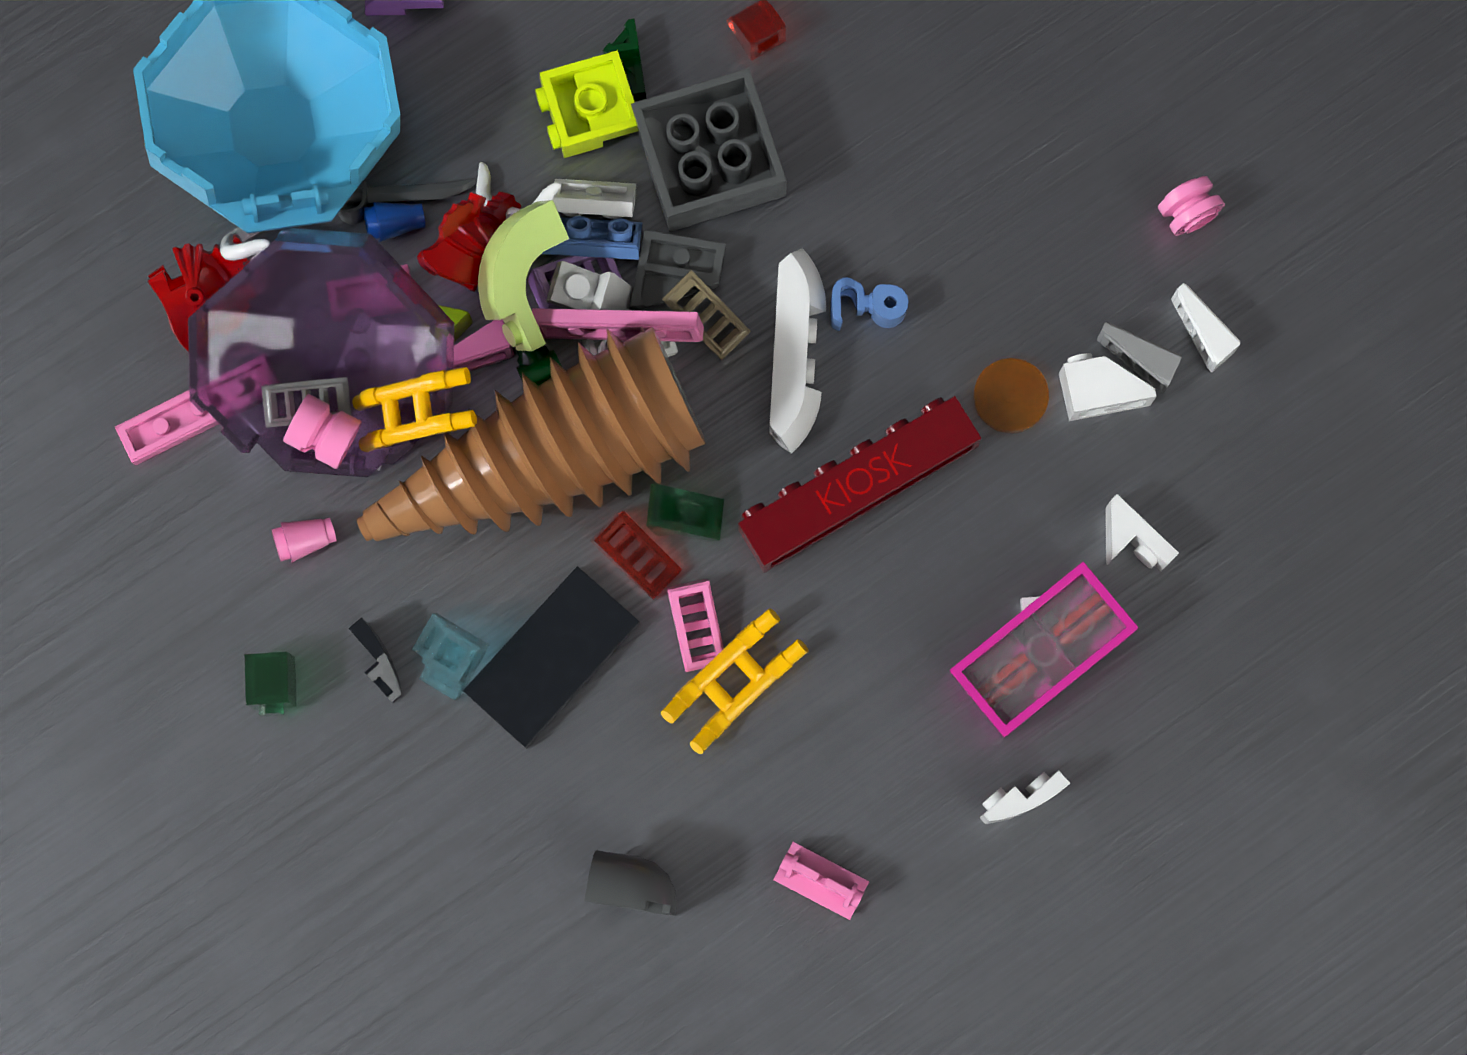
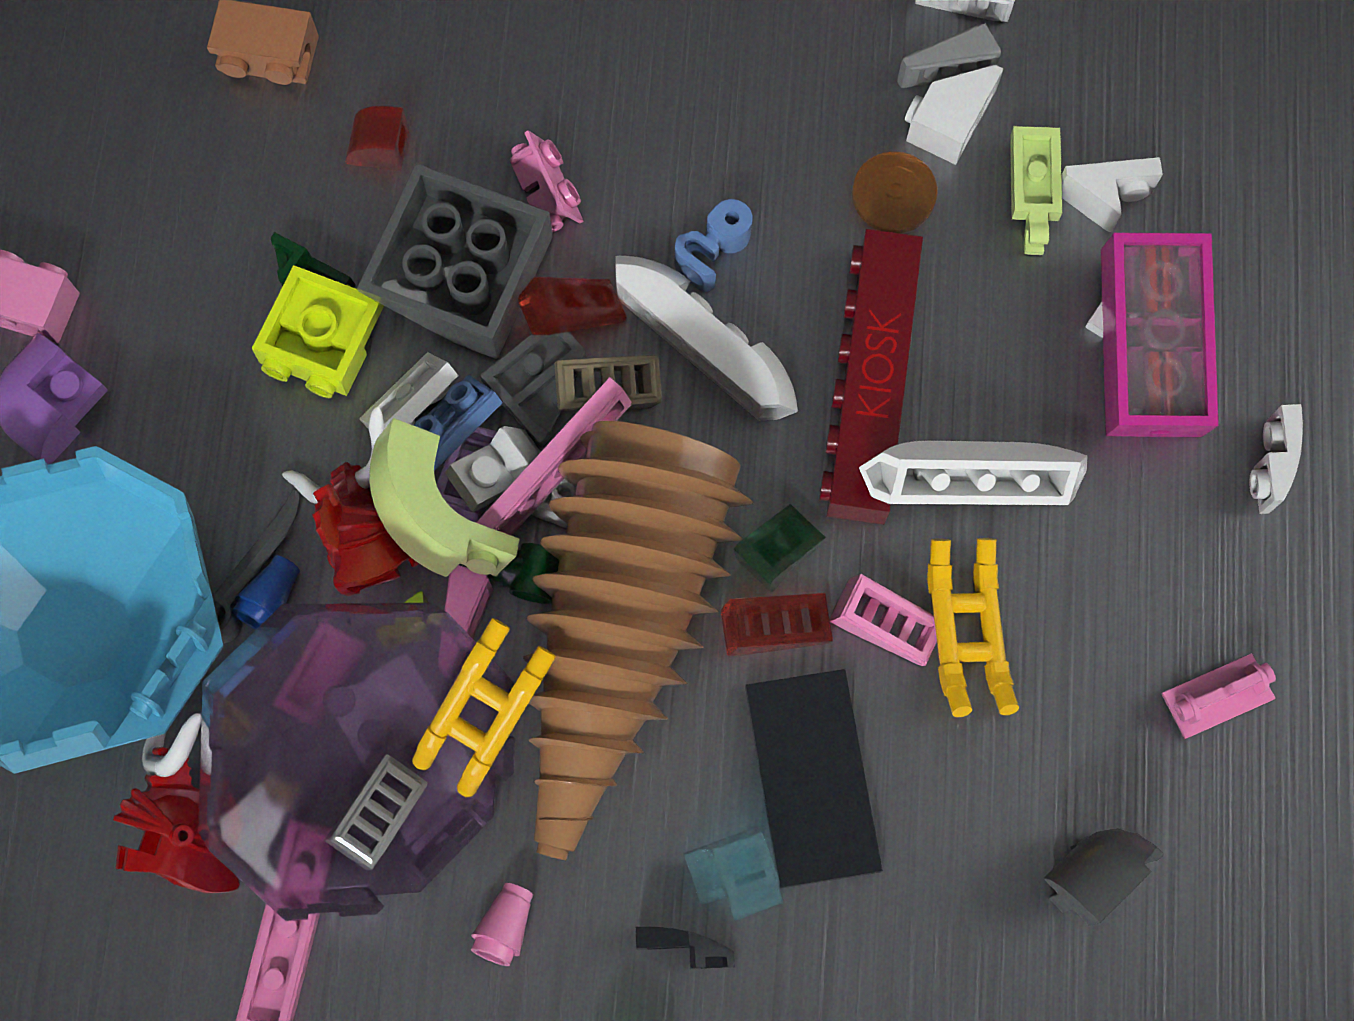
camera: 55 degrees left, 5 degrees down
(322, 431) = (425, 815): bright pink wheel -> none
(741, 247) = (569, 304): none -> clear red slope
(828, 146) = (540, 165): none -> bright pink hinge
(837, 602) = (975, 473): none -> white brick
(1096, 484) = (1036, 182): none -> yellowish green plate

